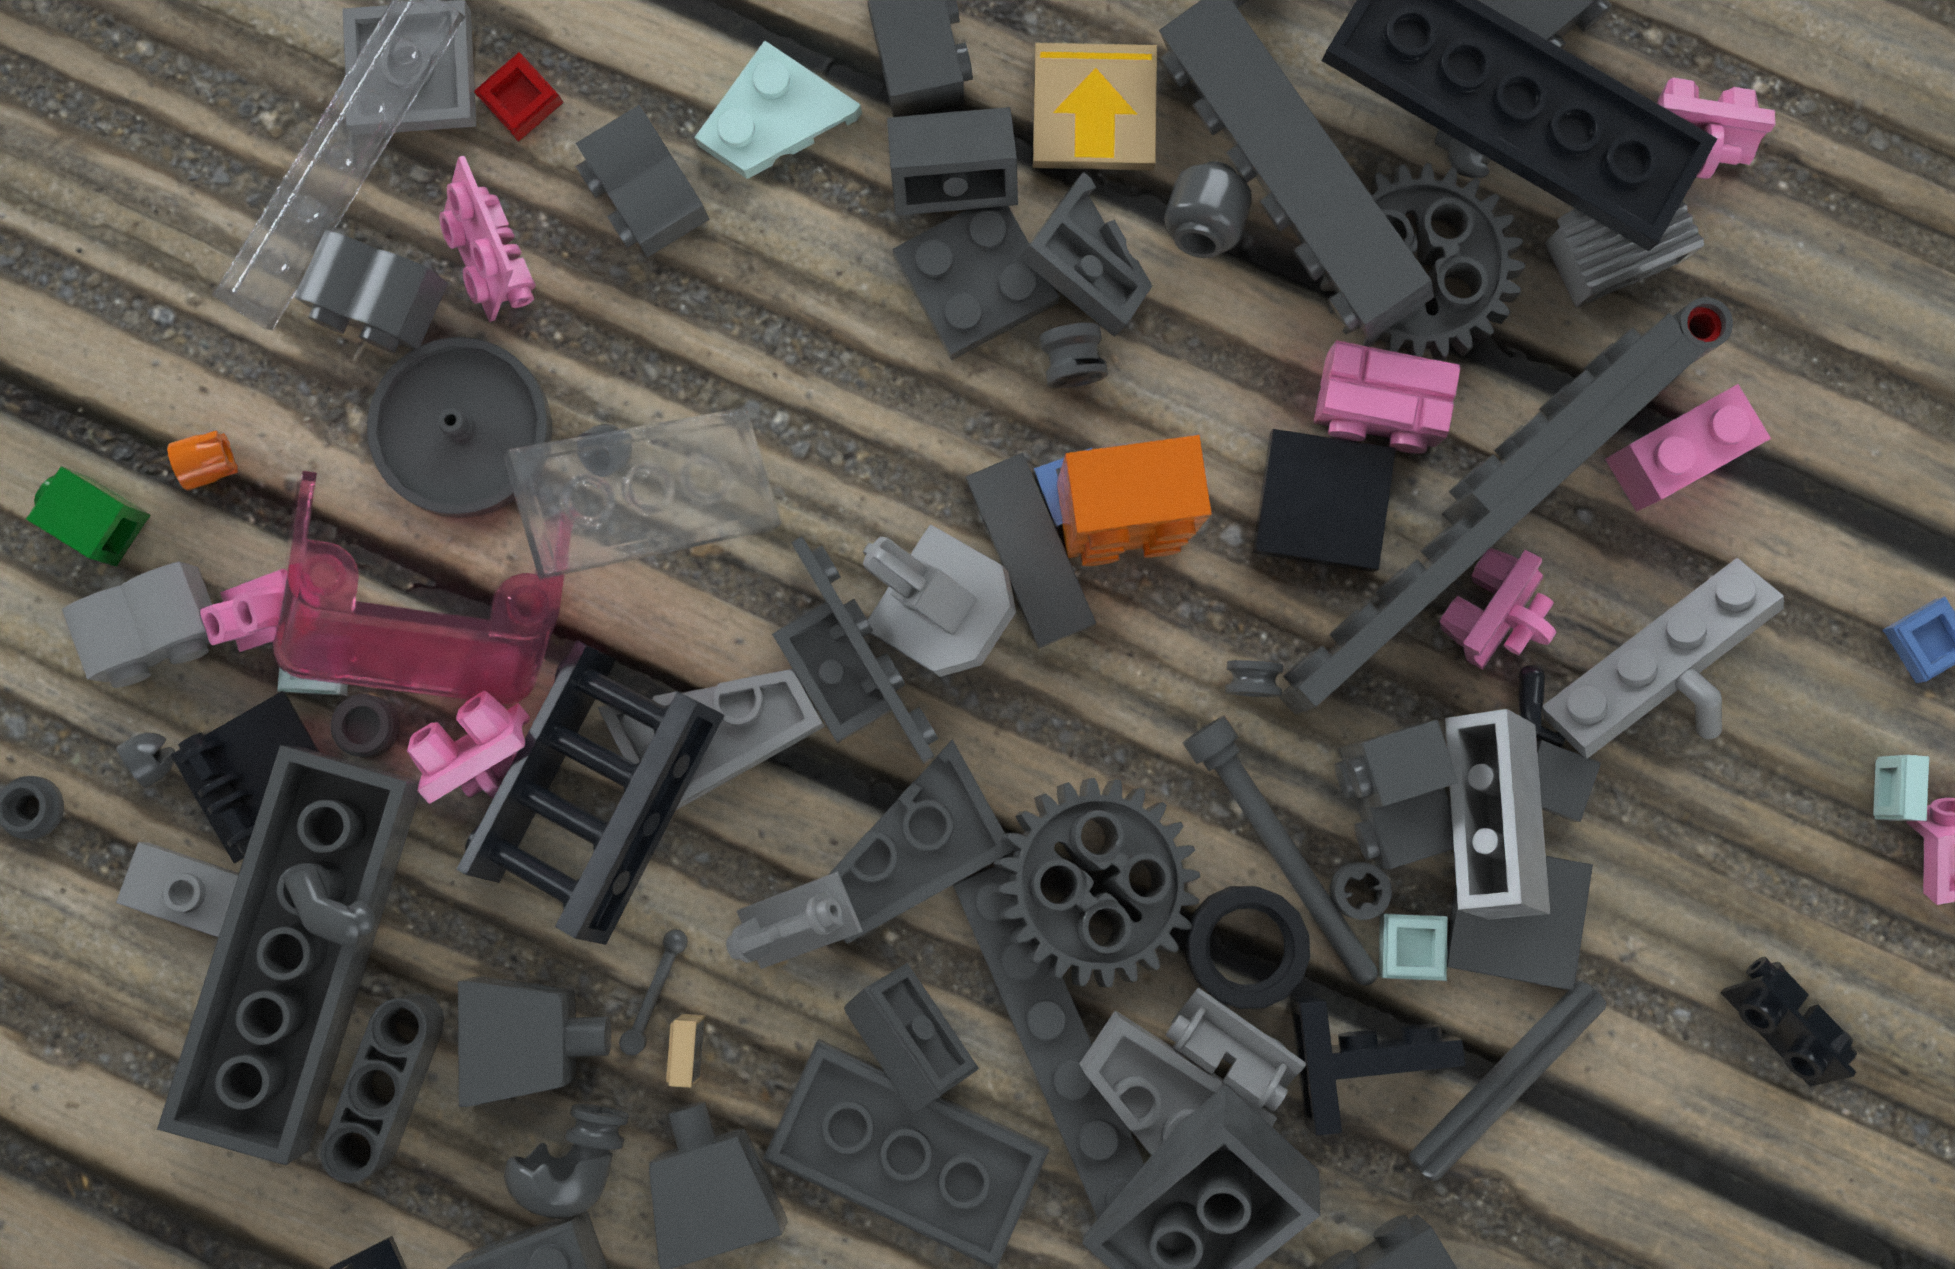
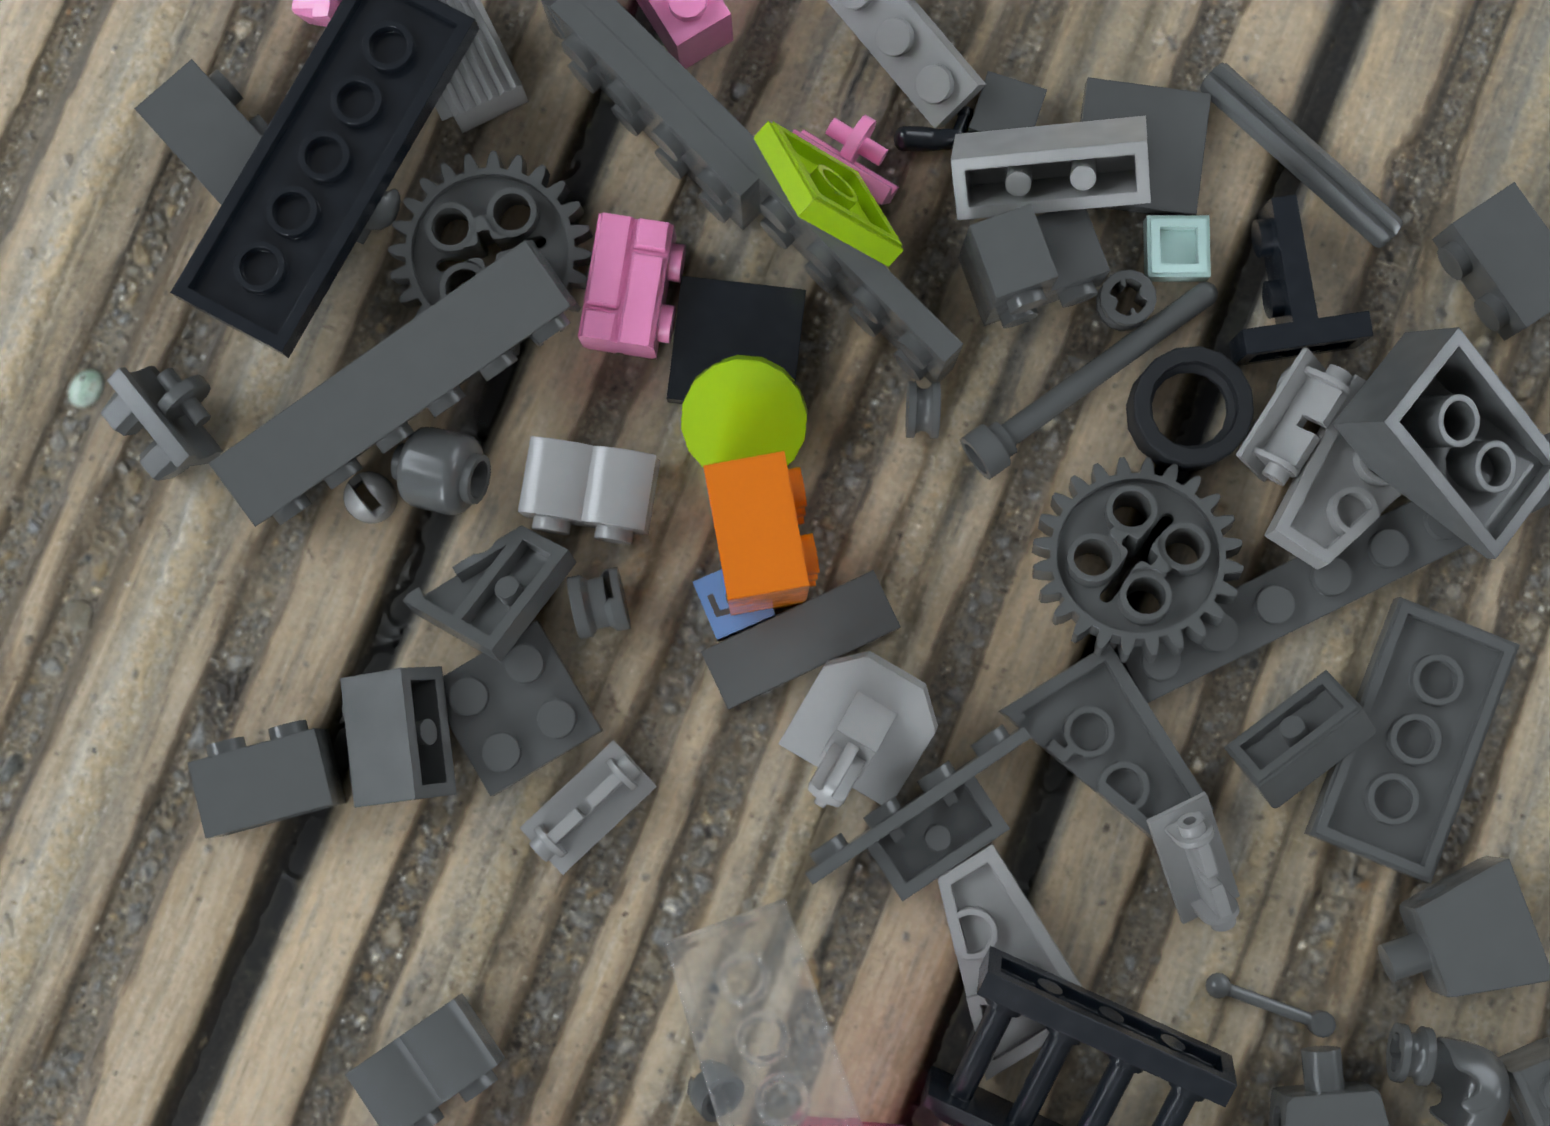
camera: 90 degrees left, 0 degrees up
(685, 1050) = (1330, 967): tan tile -> none
(772, 113) = (344, 931): light aqua wing -> none
(877, 340) = (587, 807): none -> light grey hinge
(1094, 106) = (330, 592): tan tile -> none
(1186, 350) = (590, 488): none -> light grey brick
(1193, 152) = (380, 488): none -> light grey hinge
(1256, 502) = (743, 411): none -> lime tile
(1472, 577) = (828, 193): none -> lime tile

